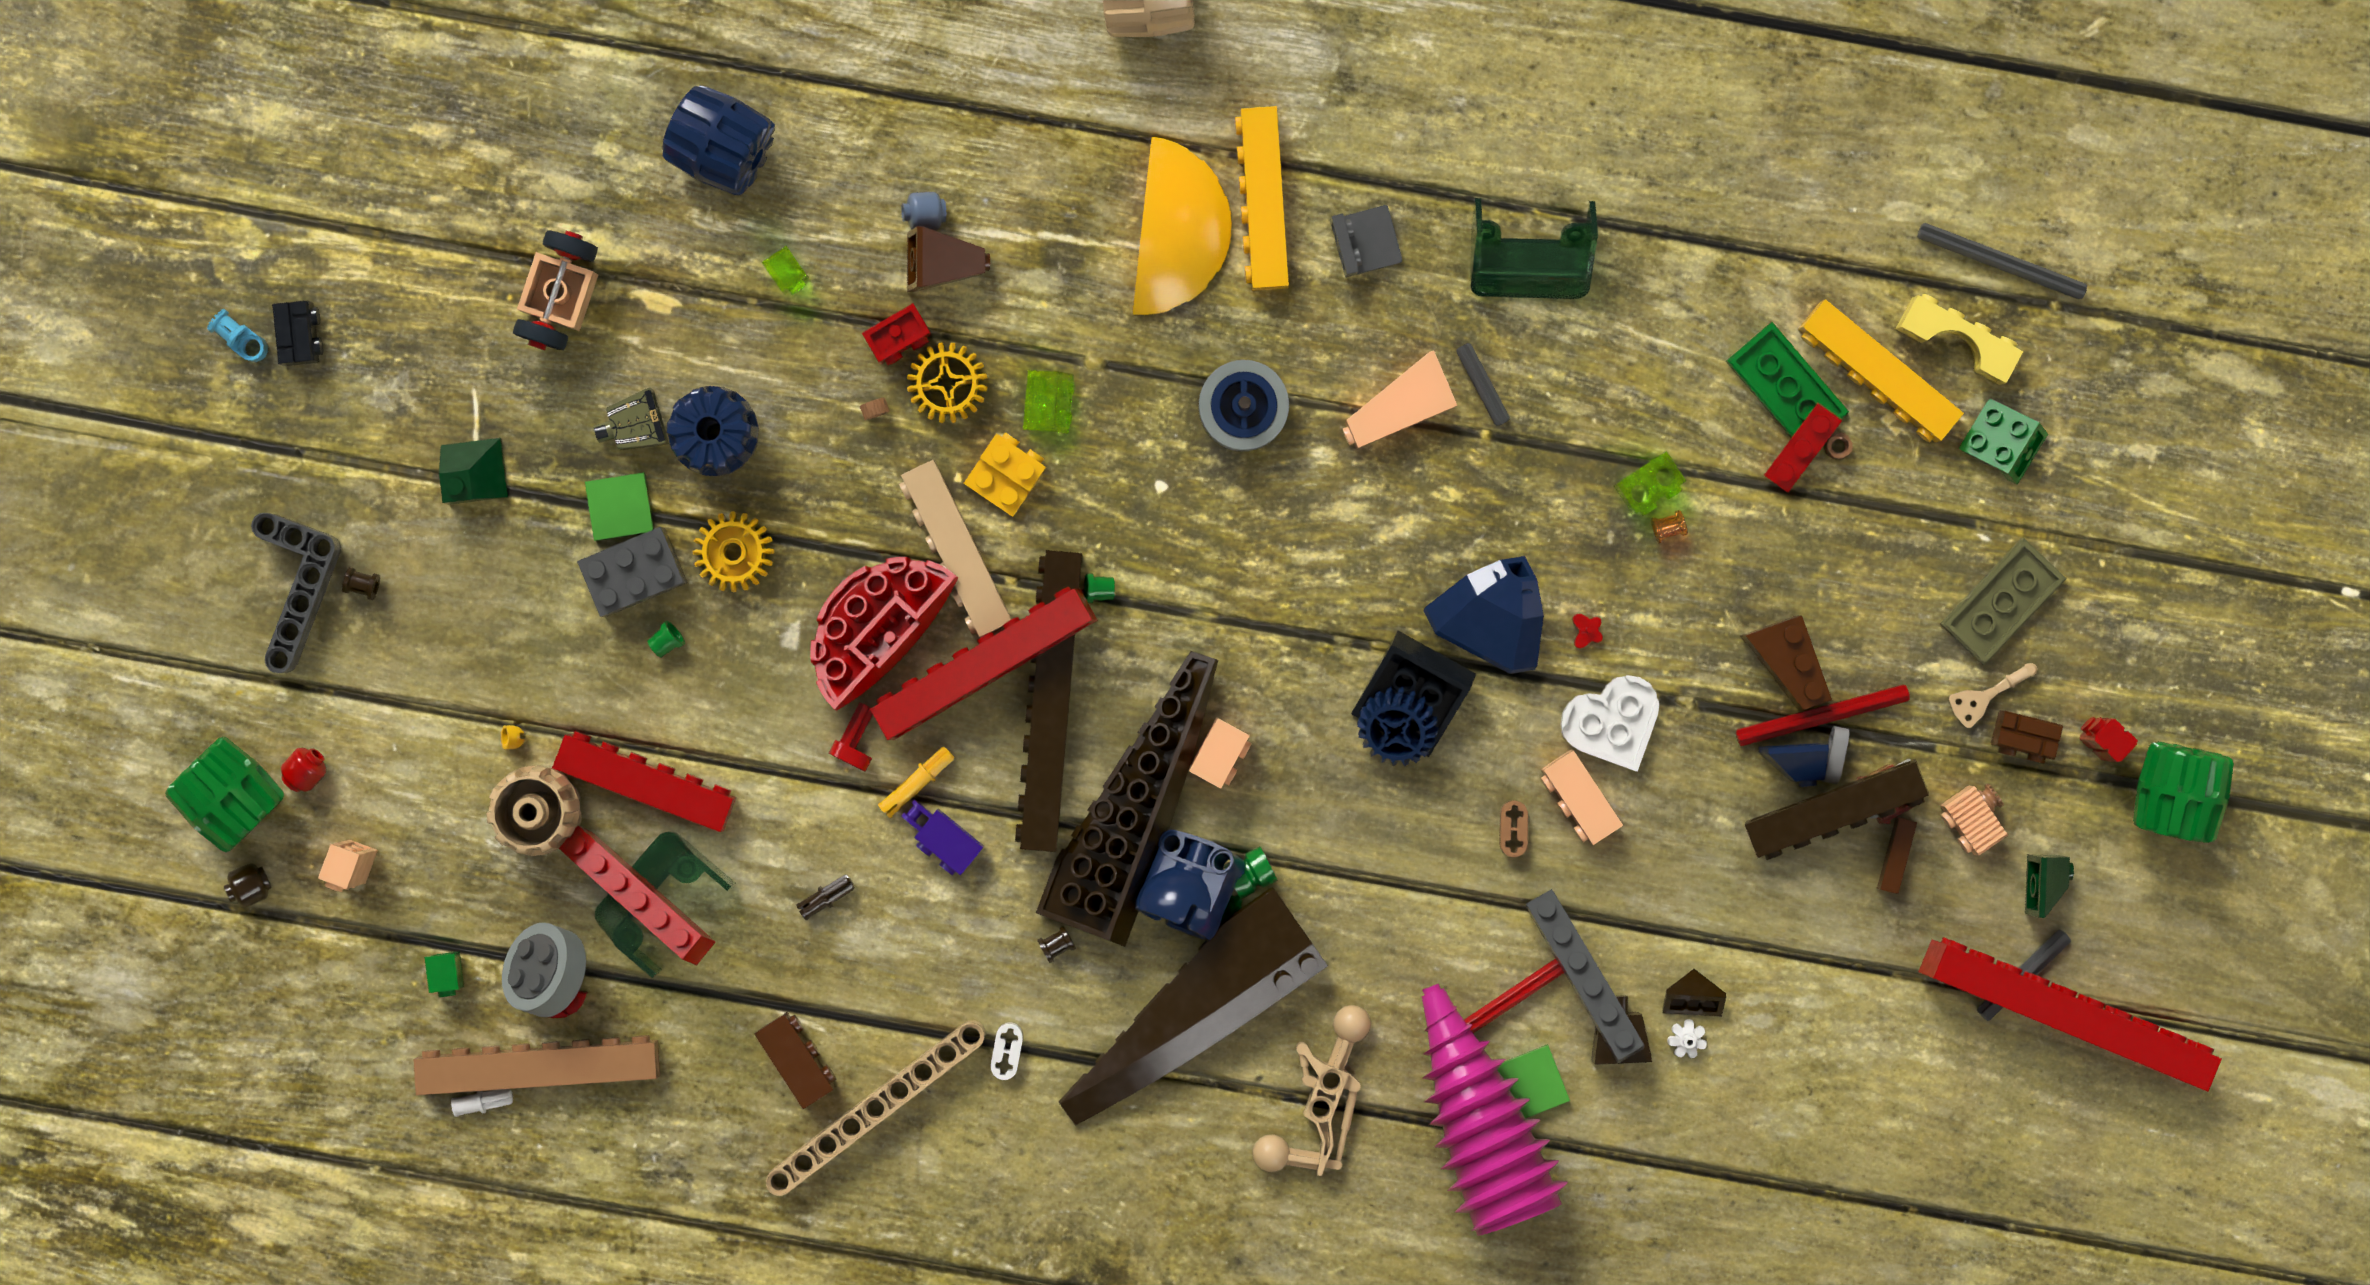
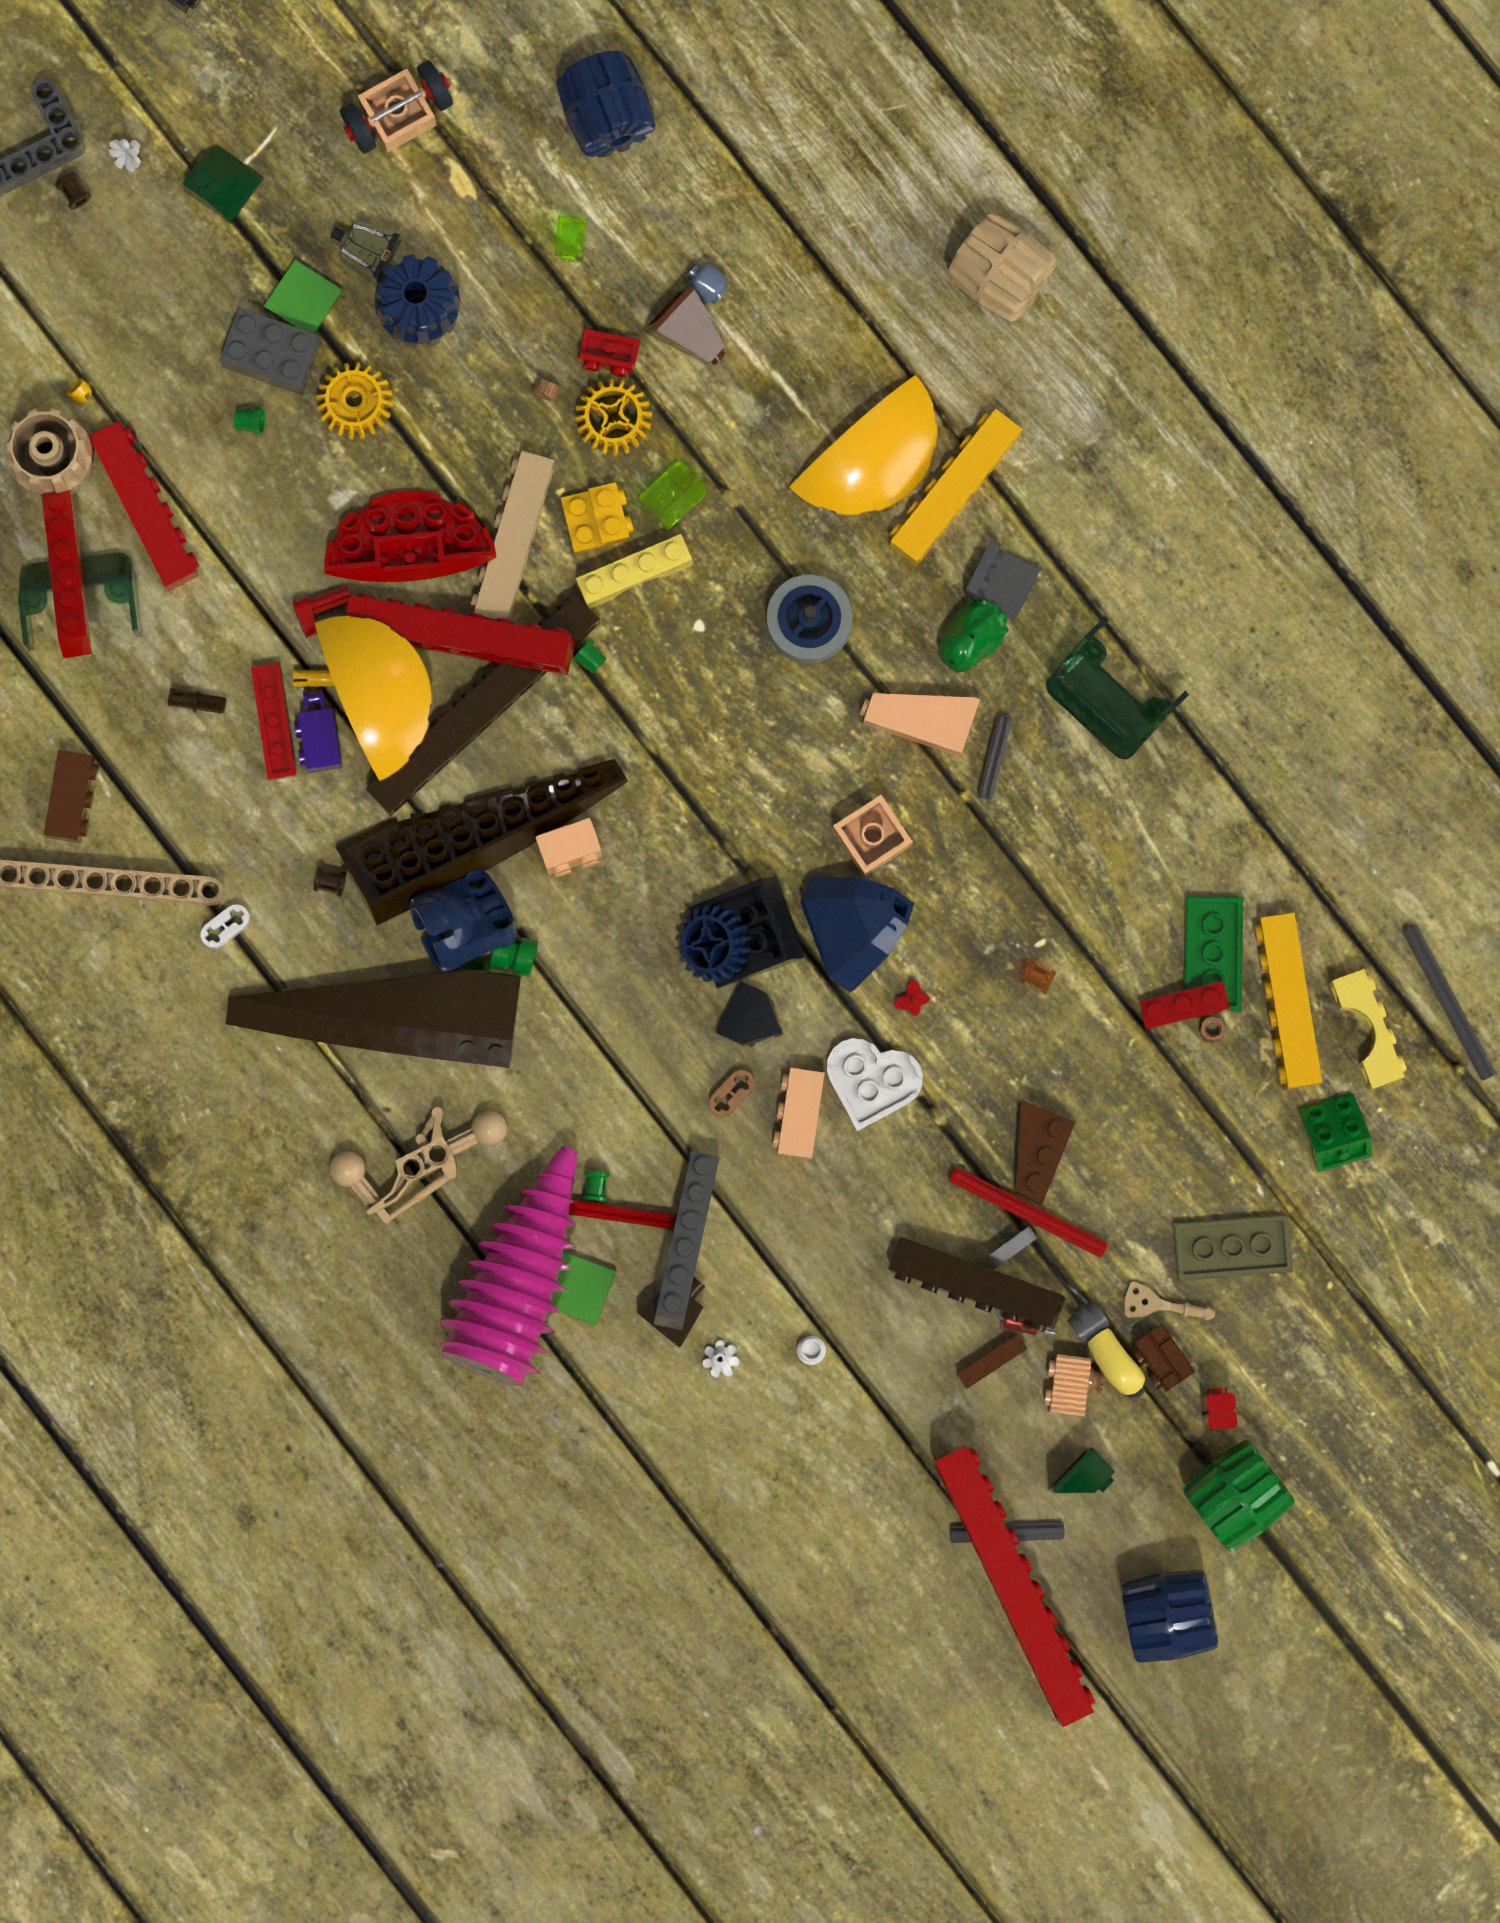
camera: 35 degrees right, 5 degrees down
(375, 516) = (125, 153): none -> white plant
(899, 859) = (273, 721): none -> red plate
(960, 762) = (379, 686): none -> yellow brick
(1073, 490) = (651, 563): none -> light yellow arch
(1381, 304) = (972, 635): none -> green piece
(1445, 532) = (872, 835): none -> light nougat brick
(1474, 994) = (596, 1186): none -> green bush
(1475, 757) = (749, 1017): none -> black slope
(1646, 478) = (1051, 926): clear neon green brick -> none
(1694, 996) = (753, 1331): dark brown slope -> none
(1751, 970) = (811, 1350): none -> white plate
(1799, 761) = (979, 1226): dark blue slope -> none
(1983, 770) = (1108, 1353): none -> light yellow piece
(2211, 931) = (1169, 1616): none -> dark blue wheel

